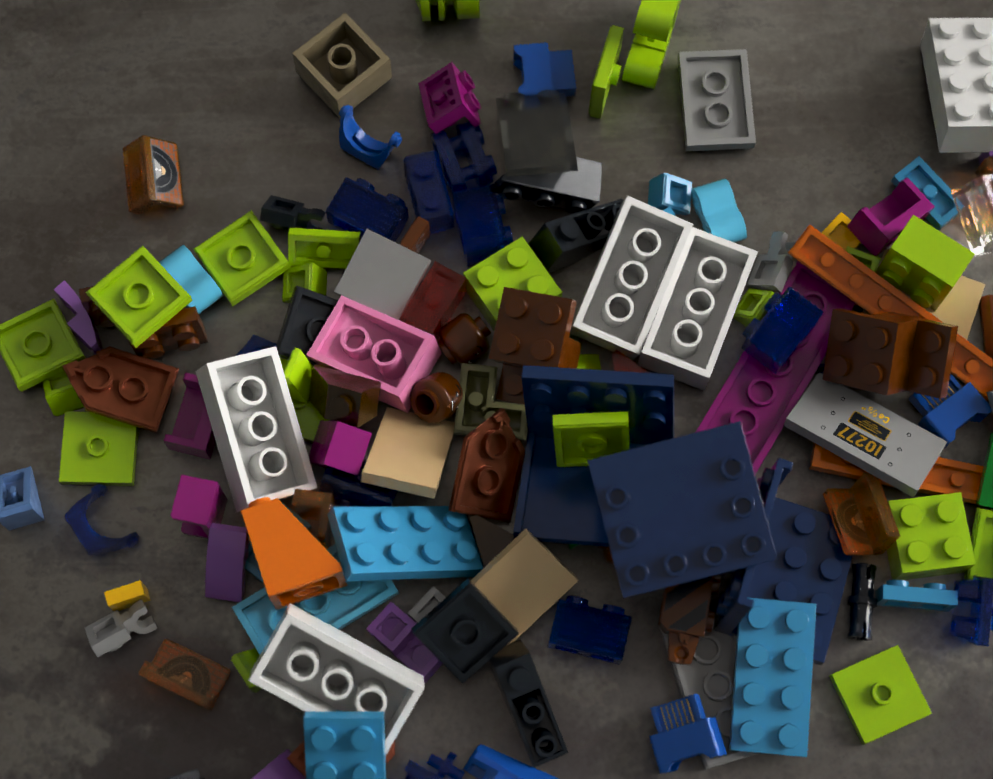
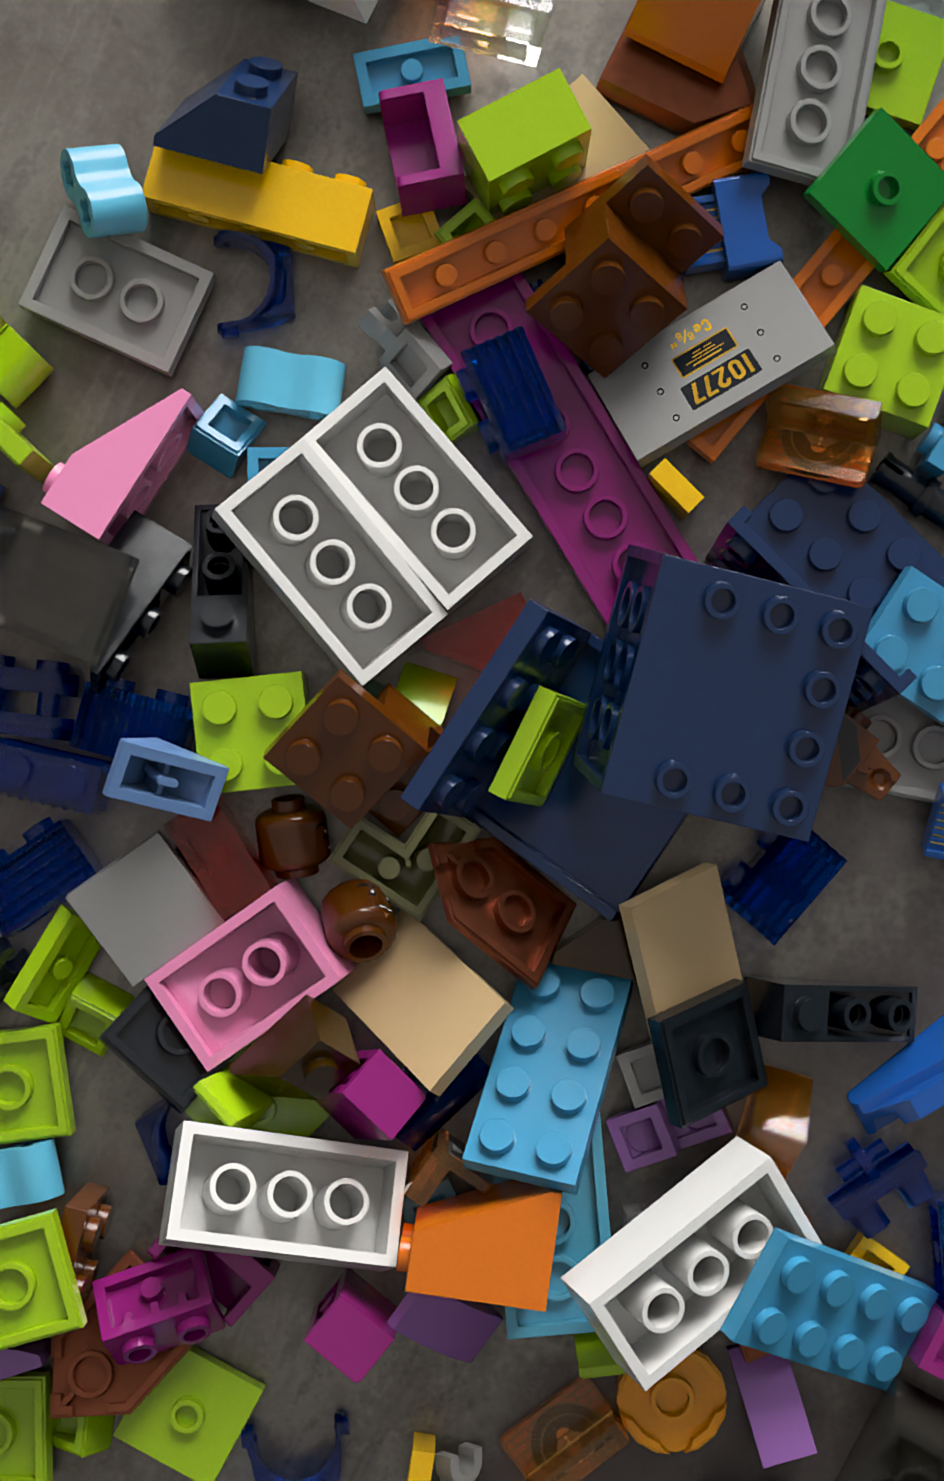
camera: 60 degrees left, 15 degrees up
(156, 393) = (157, 1306): none -> magenta bracket
(242, 729) = (679, 1409): none -> light orange tile
(416, 235) = (109, 831): reddish brown tile -> none
(443, 703) = (778, 1117): none -> clear orange slope
(463, 244) = (165, 777): none -> medium blue slope
(623, 145) = (122, 468): none -> bright pink slope
(764, 184) = (280, 297): none -> clear blue helmet
(766, 64) = (103, 190): none -> medium azure axle
(783, 446) = (674, 489): none -> yellow tile
(811, 148) = (281, 205): none -> yellow brick
(847, 112) = (235, 117): none -> dark blue slope

